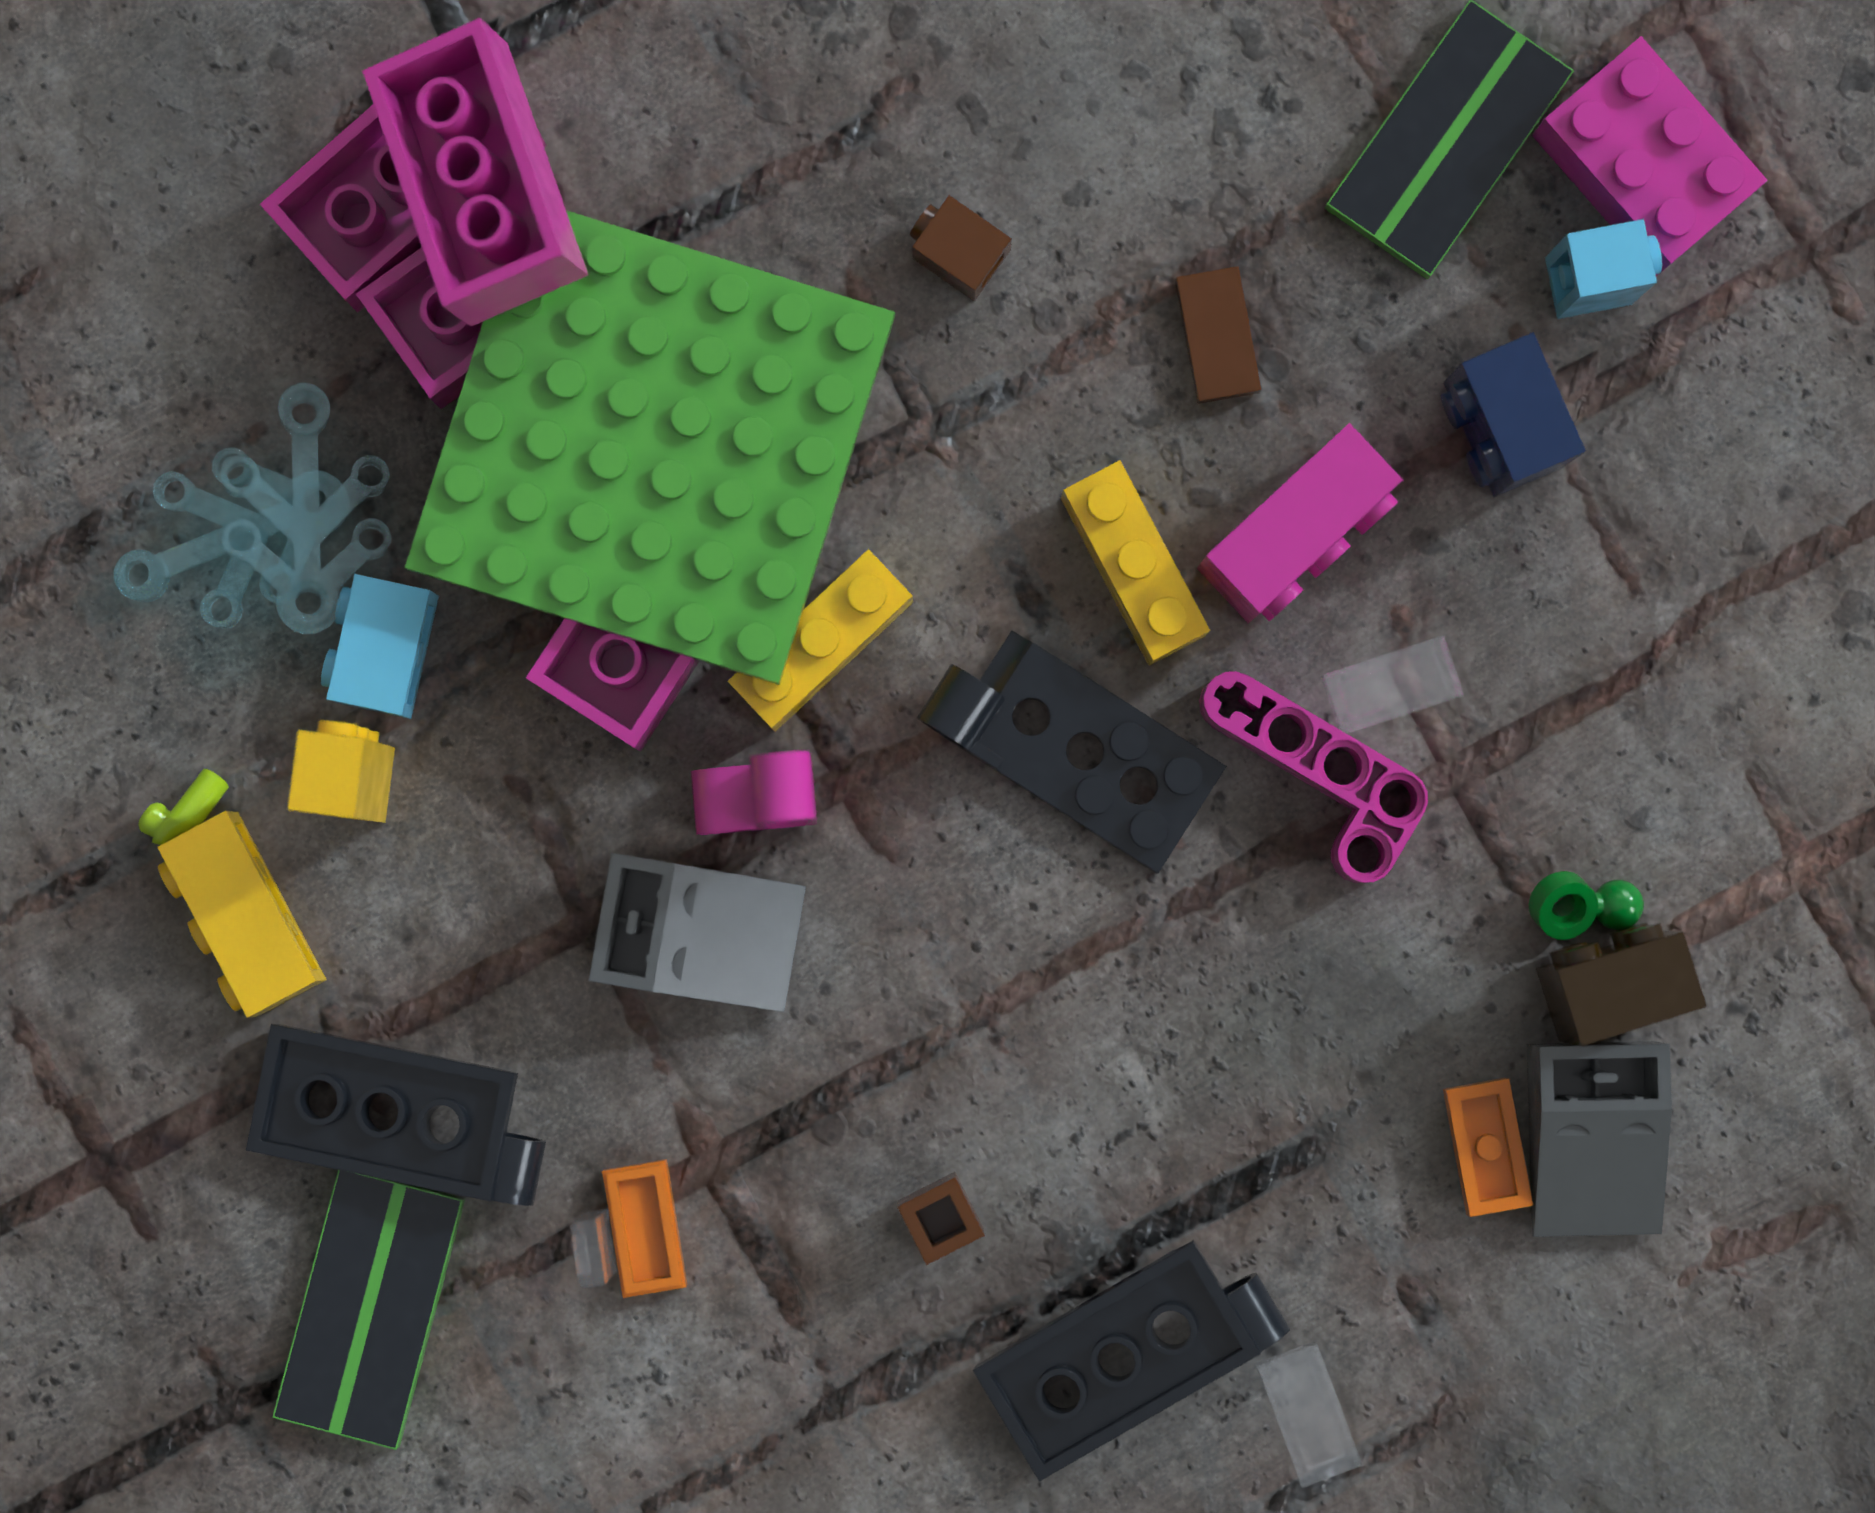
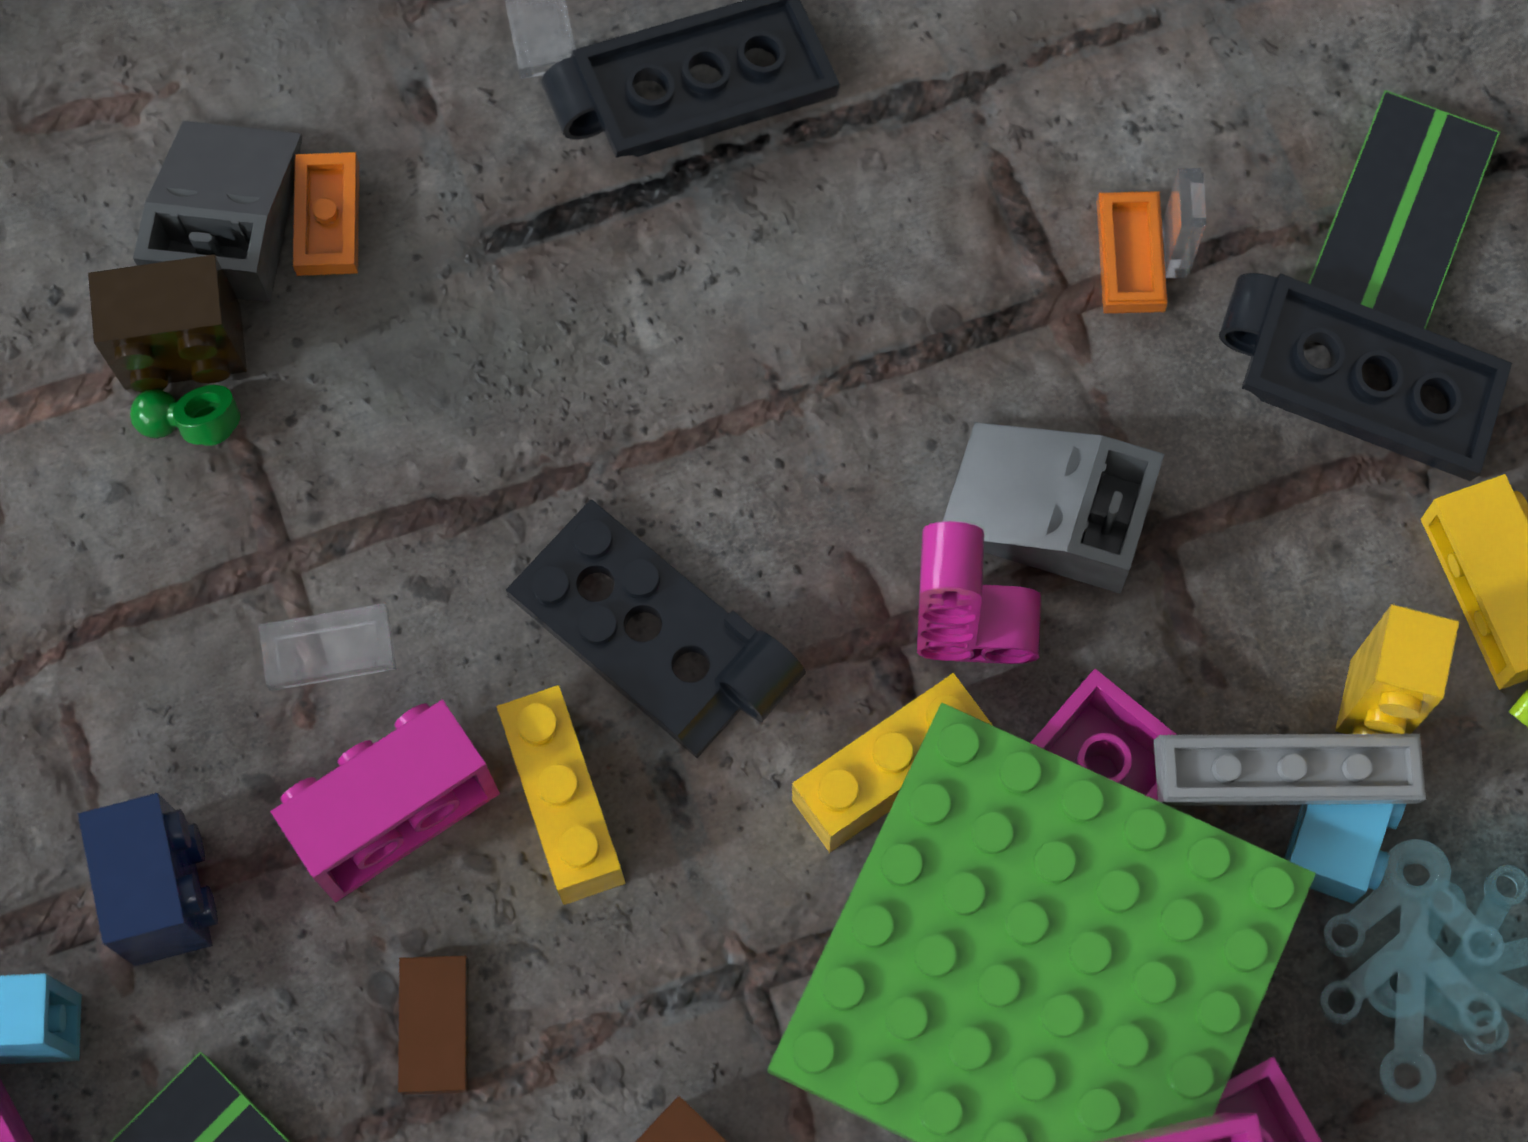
camera: 170 degrees left, 15 degrees down
(438, 673) = (1289, 769): none -> light grey tile
(940, 1218) = (850, 210): reddish brown brick -> none
(1307, 764) = (424, 582): dark pink beam -> none

